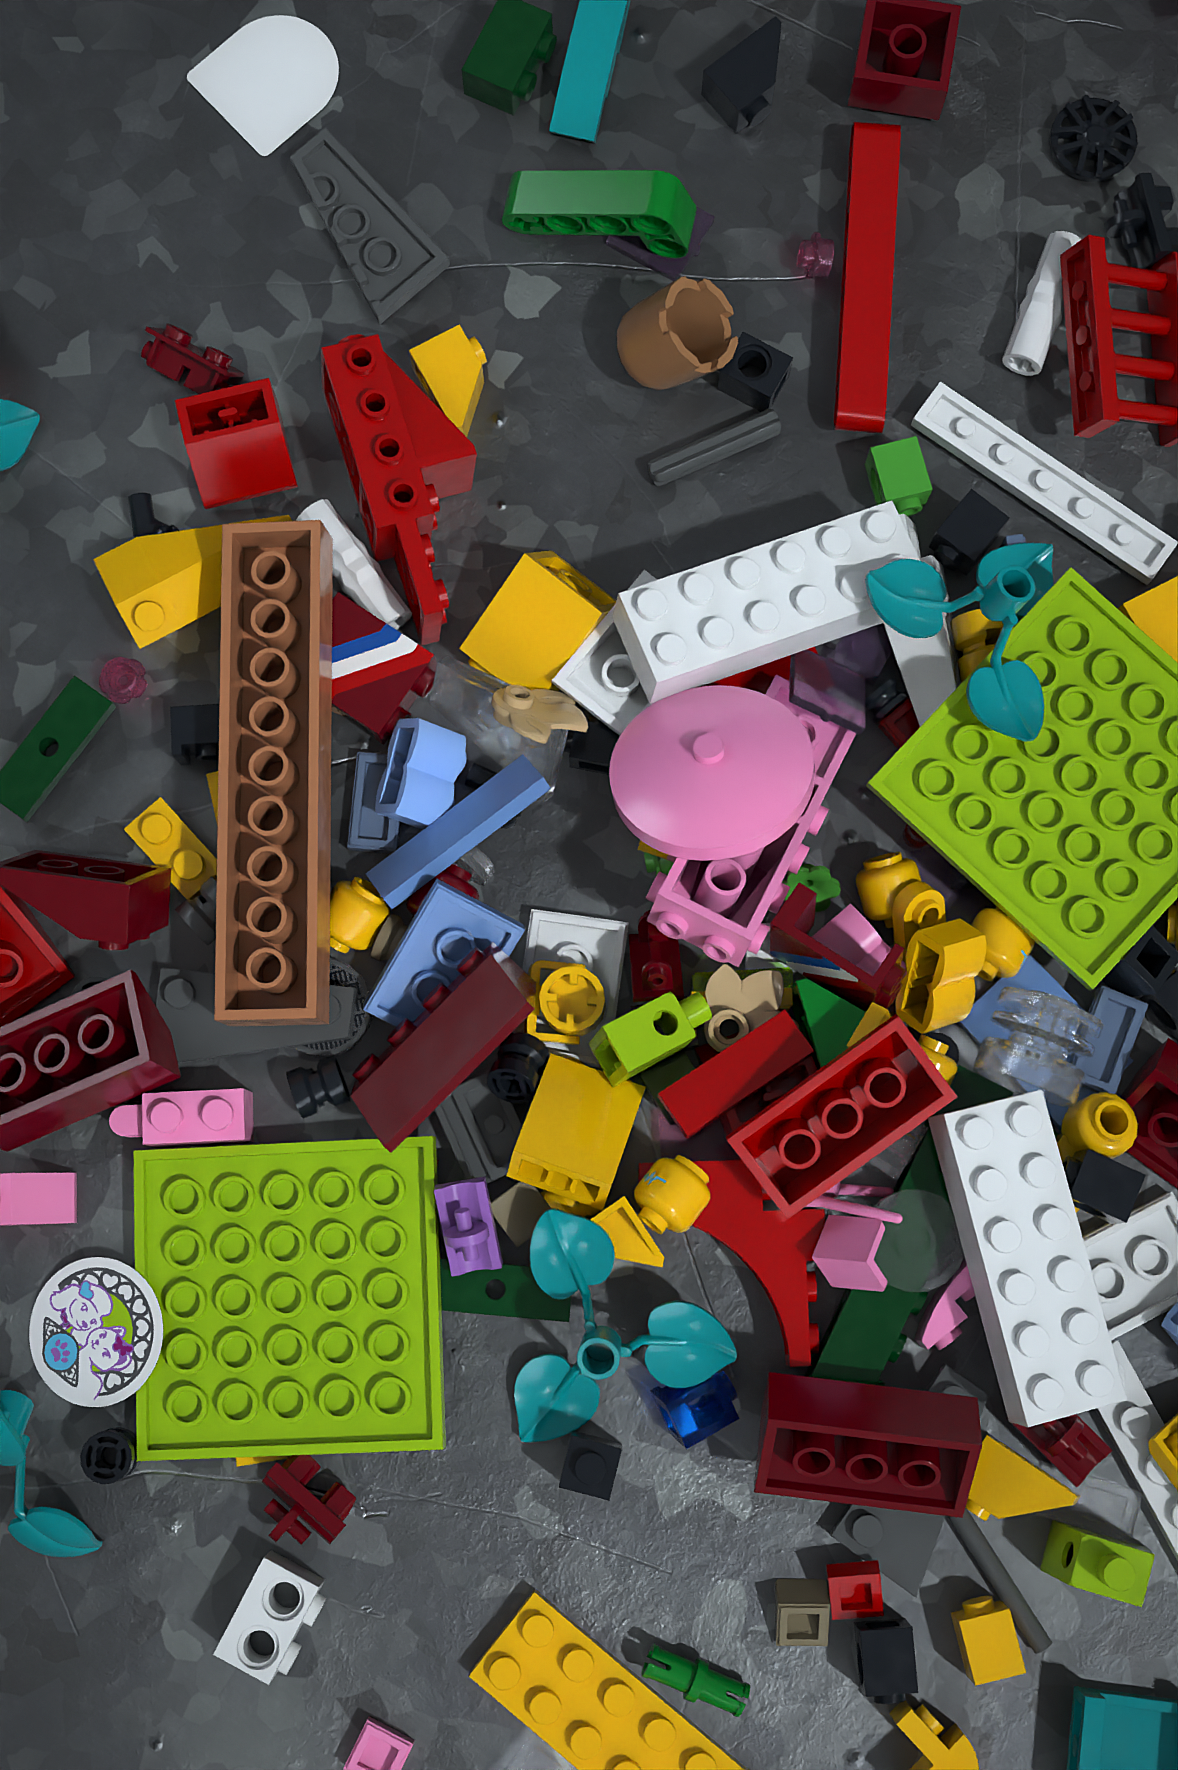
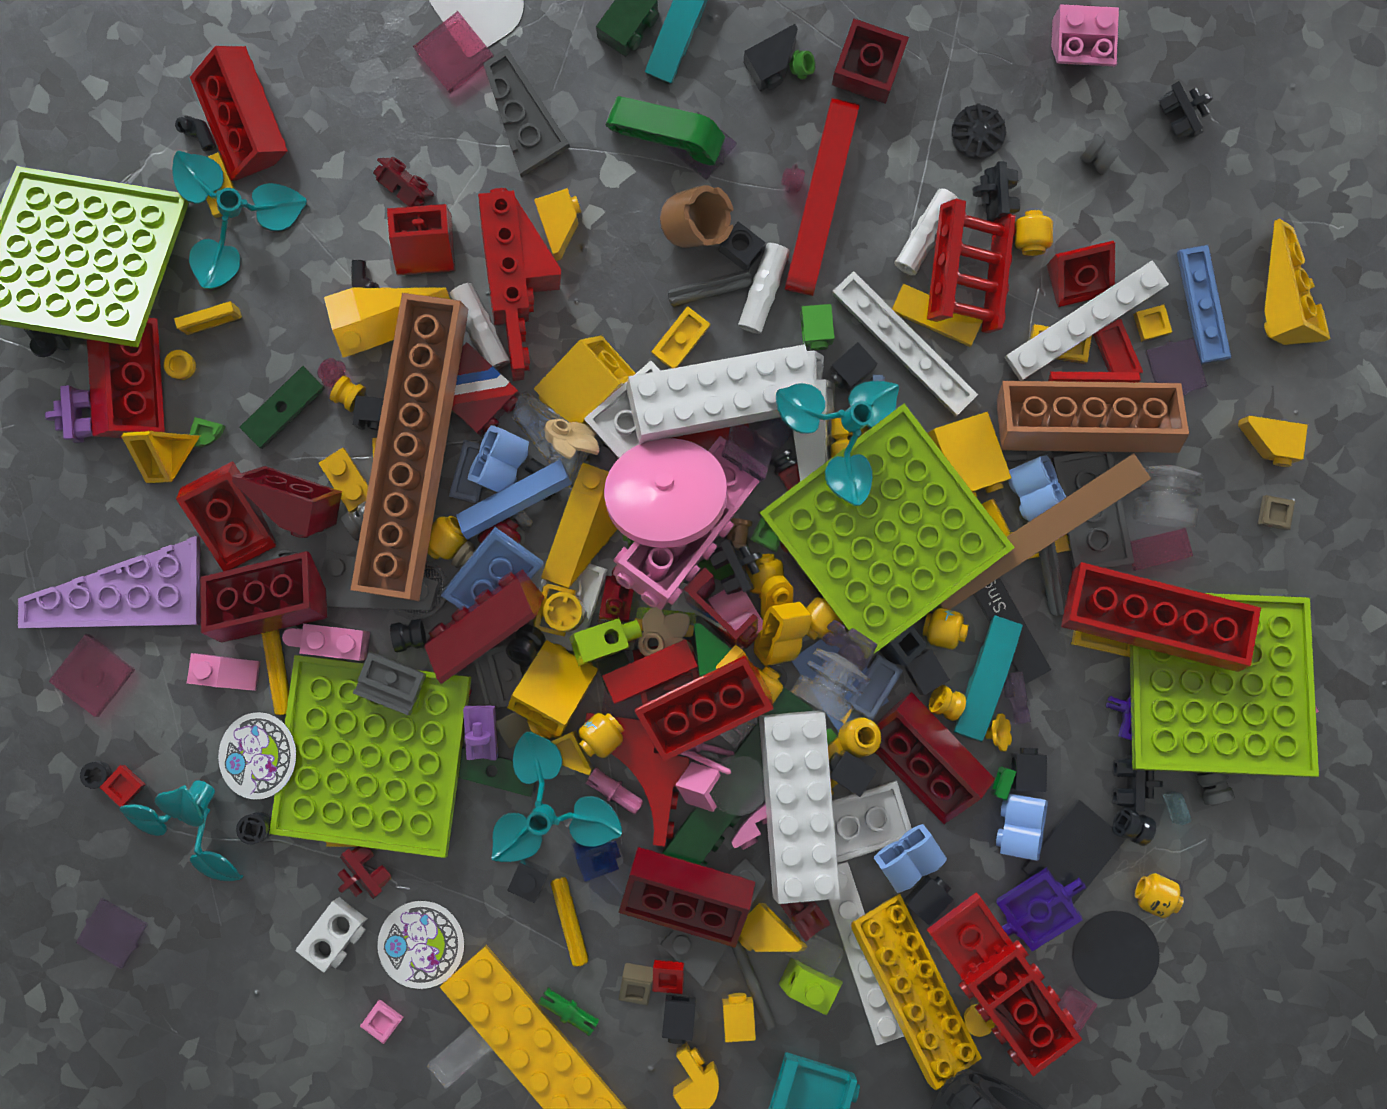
camera: 10 degrees right, 5 degrees up
(106, 1184) = (276, 671): none -> yellow axle
(152, 708) = (345, 392): none -> yellow wheel
(239, 149) = (453, 52): none -> clear pink tile
(302, 1169) = (389, 683): none -> dark grey plate
(423, 1609) = (420, 944): none -> sticker
(580, 859) = (582, 529): none -> yellow wedge
(670, 1524) = (569, 921): none -> yellow axle
(682, 531) = (681, 338): none -> yellow plate
(707, 1288) = (614, 791): none -> bright pink axle
(796, 79) = (802, 64): none -> bright green plate
(801, 432) = (764, 288): none -> white axle
(833, 835) = (739, 532): none -> medium nougat bush
(855, 899) = (728, 555): none -> black hips
(878, 824) = (765, 536): none -> bright green tile
(1049, 424) = (914, 307): none -> yellow tile
(1060, 974) = (852, 644): none -> clear purple plate

